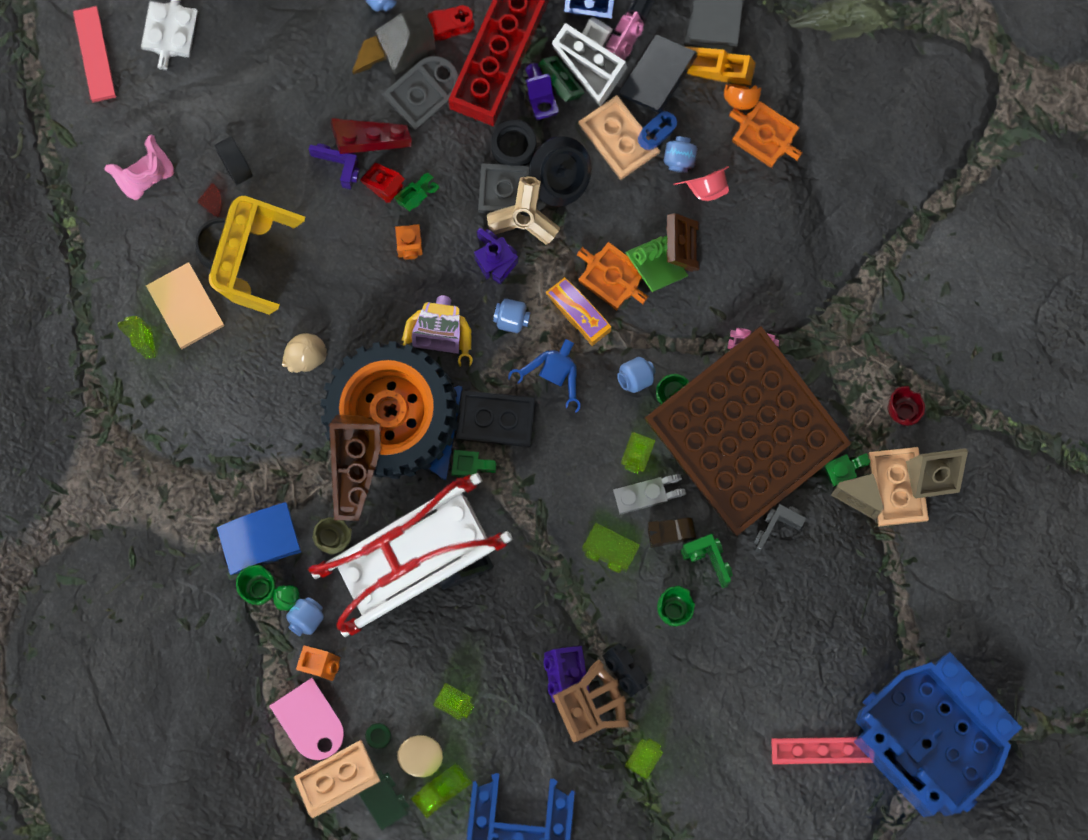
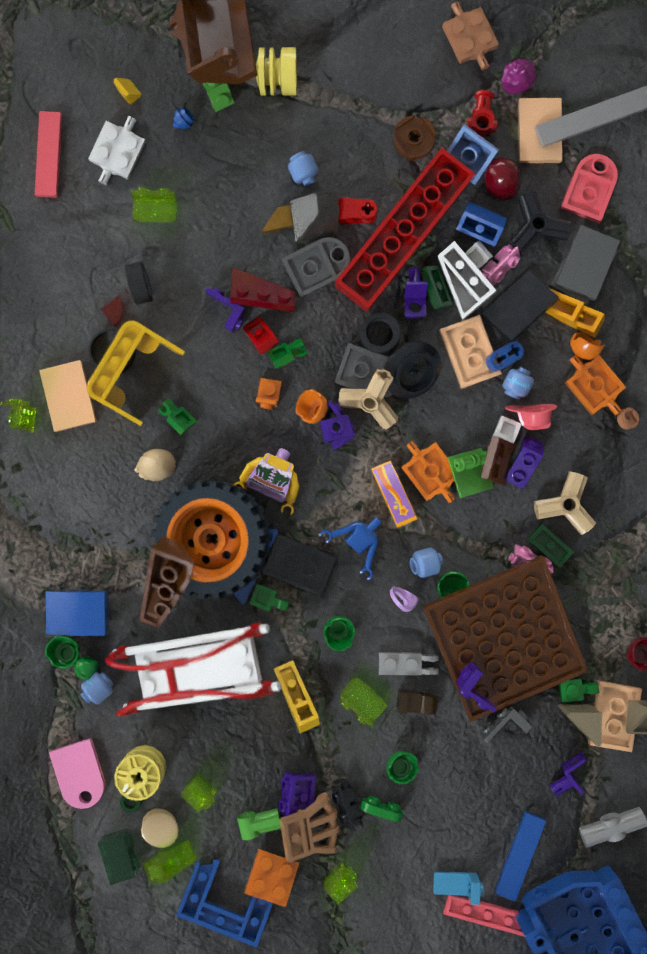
camera: 15 degrees right, 10 degrees up
(144, 173) = (63, 271): bright pink hair -> none
(226, 76) = (154, 205): none -> clear neon green bracket
(315, 294) = (179, 418): none -> green plate
(318, 663) = (97, 729): orange bracket -> none
(331, 535) = (135, 630): olive hair -> none
(336, 779) = (86, 831): light nougat tile -> none
(390, 705) = (151, 766): none -> light yellow wheel
(460, 240) = (311, 406): none -> orange hair
(511, 315) = (336, 482): medium blue head -> none
(526, 720) = (253, 824): none -> bright green piece
(537, 565) = (297, 697): none -> yellow slope
(561, 477) = (339, 633): none -> green hair
(563, 774) = (271, 878): none -> orange plate
(625, 422) = (409, 599): none -> lavender piece
(637, 453) = (408, 629): clear neon green brick -> none
(677, 661) = (387, 811): none -> green plate
(684, 205) = (507, 429): none -> white plate
(697, 549) = (434, 729): green bracket -> none
(713, 237) = (526, 462): none -> dark purple bracket
(717, 479) = (468, 678): none -> dark purple bracket
(769, 318) = (550, 545): none -> dark green plate
(774, 254) = (576, 514): none -> tan piece
(777, 723) = (458, 884): none -> dark azure bracket
(812, 160) = (628, 418): none -> nougat tile
(839, 672) = (520, 856): none -> blue tile
(866, 571) = (569, 779): none -> dark purple bracket
(932, 608) = (613, 827): none -> light grey piece

